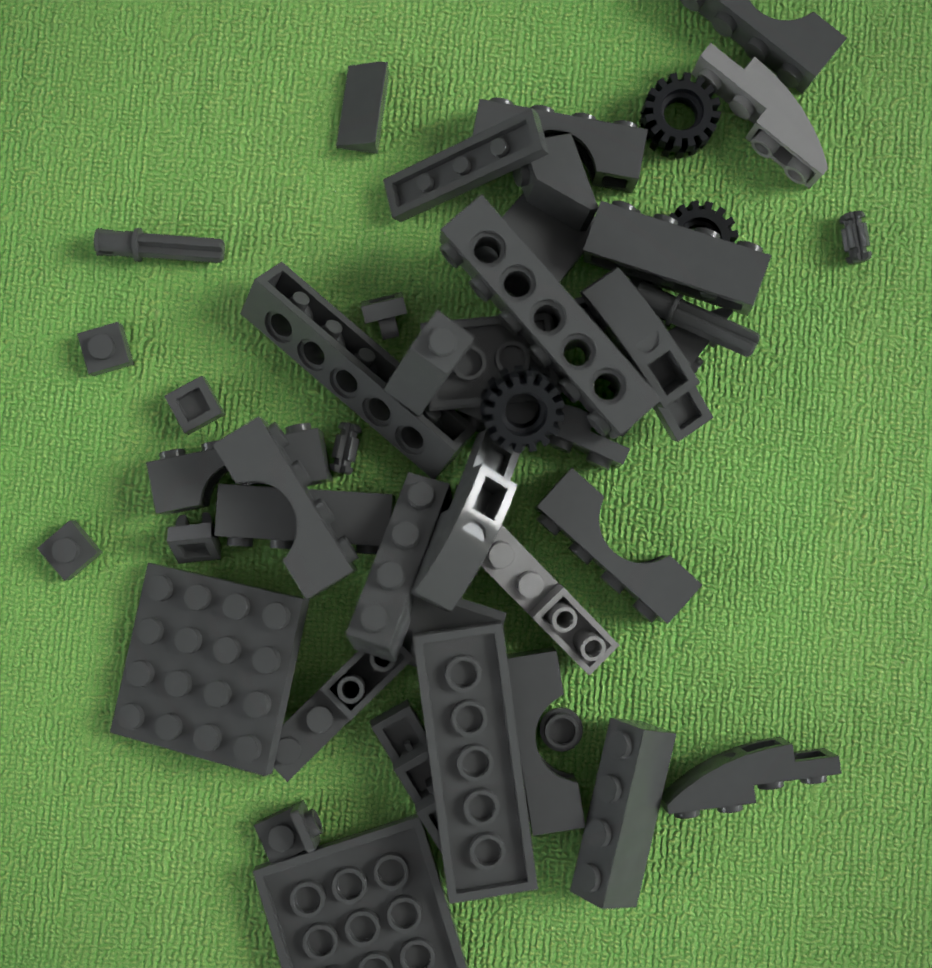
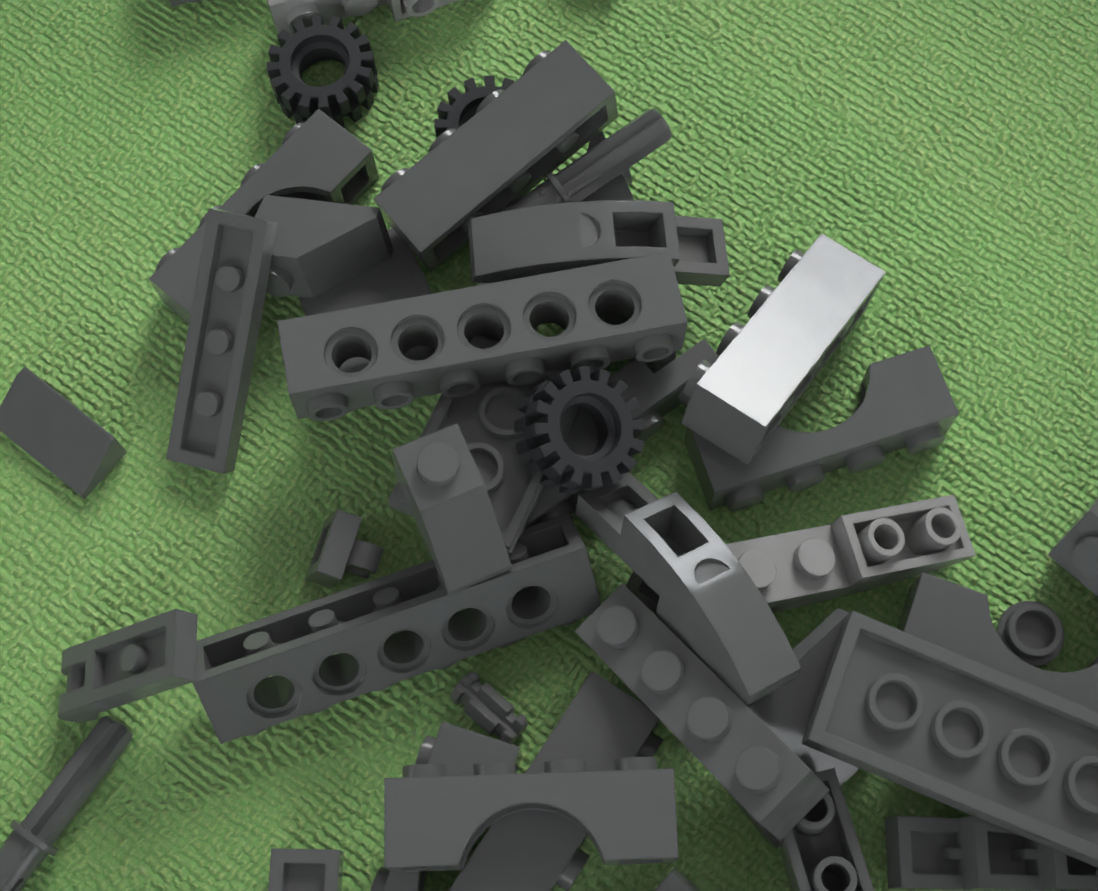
camera: 55 degrees left, 15 degrees down
(250, 237) = (128, 665): none -> dark grey plate
(650, 497) = (780, 348): none -> brick

